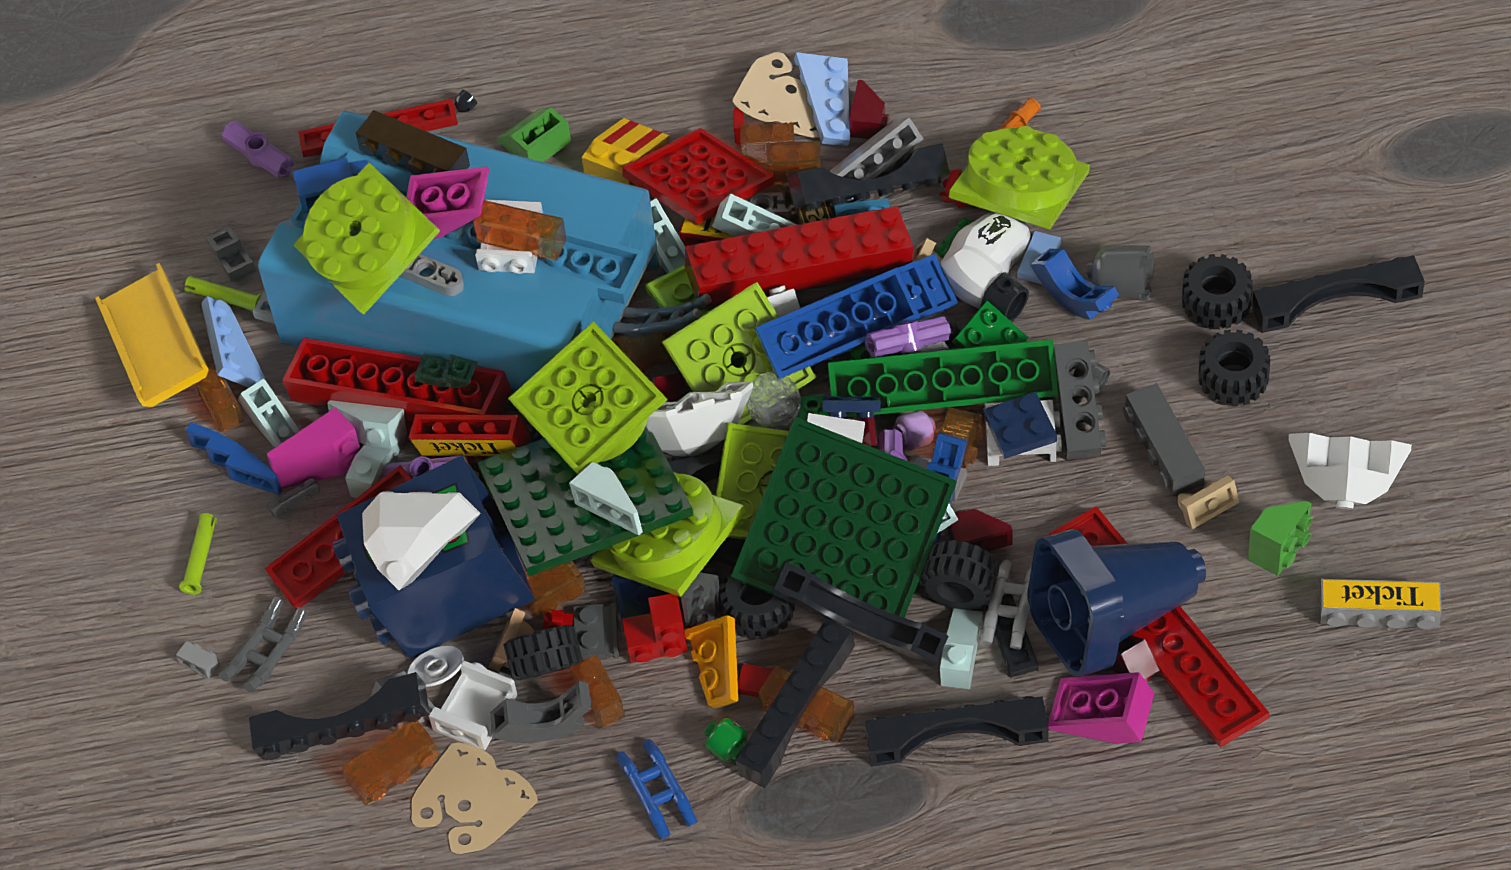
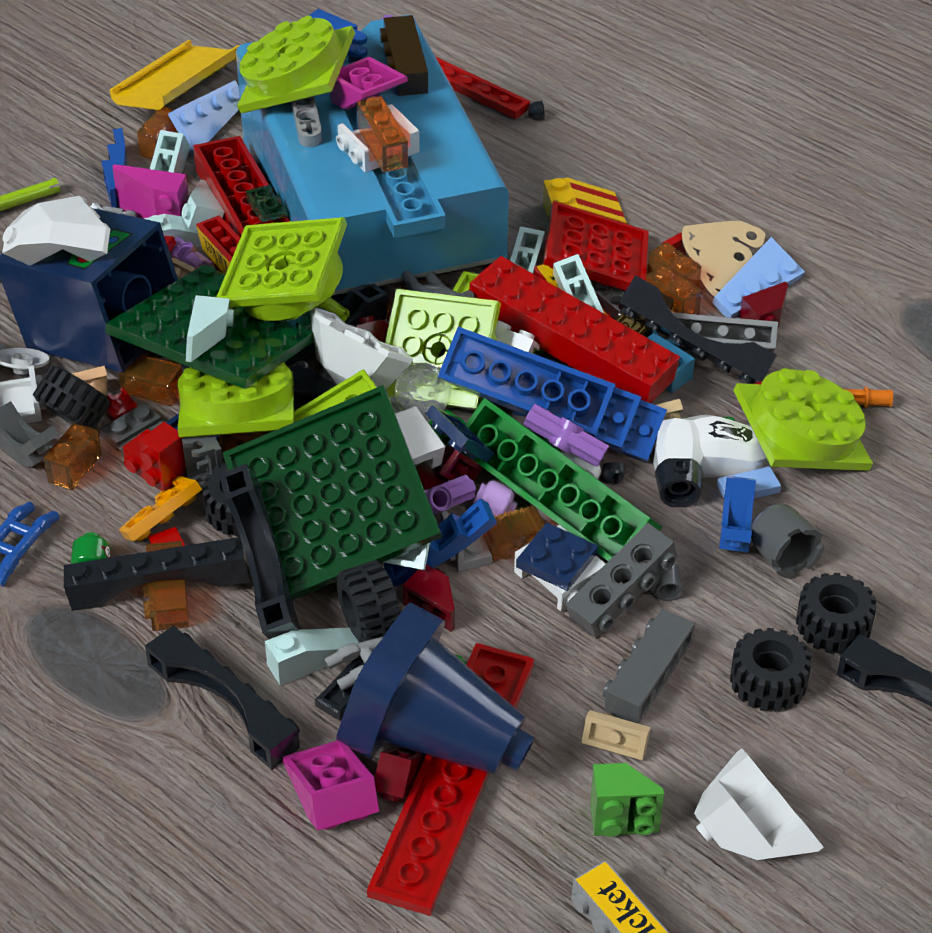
camera: 45 degrees right, 10 degrees down
(537, 135) = (542, 157): bright green slope -> none
(988, 328) = (637, 486): green plate -> none

